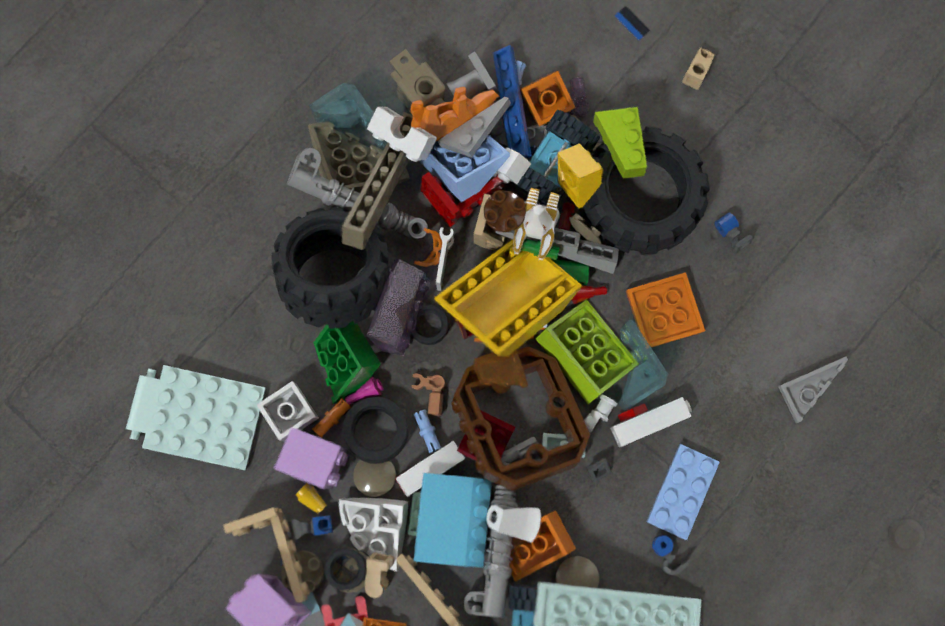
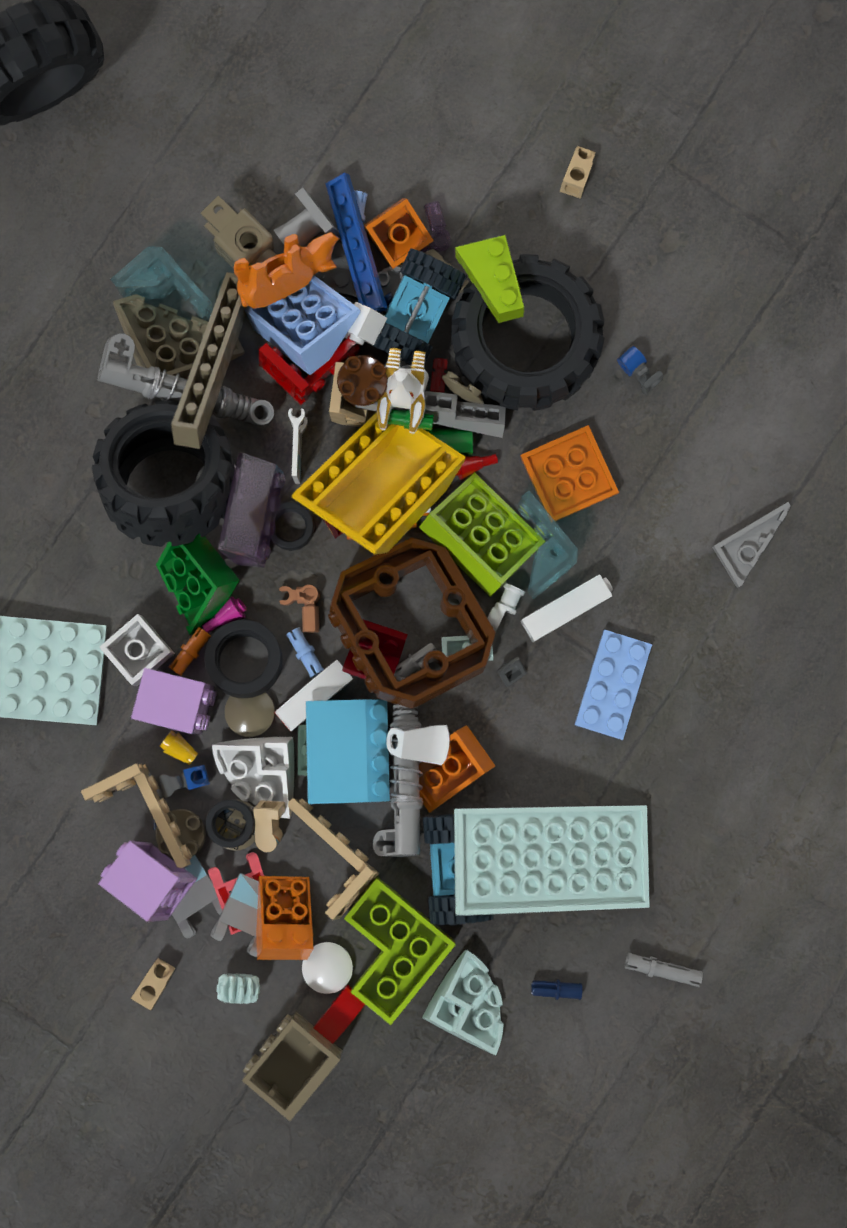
camera: 10 degrees left, 5 degrees up
(386, 126) = (207, 295): white arch -> none
(430, 261) = (282, 449): orange cap -> none
(471, 134) = (311, 291): light grey wing -> none
(500, 370) = (381, 570): clear orange slope -> none
(578, 174) = (445, 324): yellow slope -> none
(578, 572) = (501, 792): dark tan dish -> none
(632, 22) = (491, 124): black sticker -> none
(632, 412) = (544, 600): red tile -> none
(662, 547) = (595, 751): leg -> none

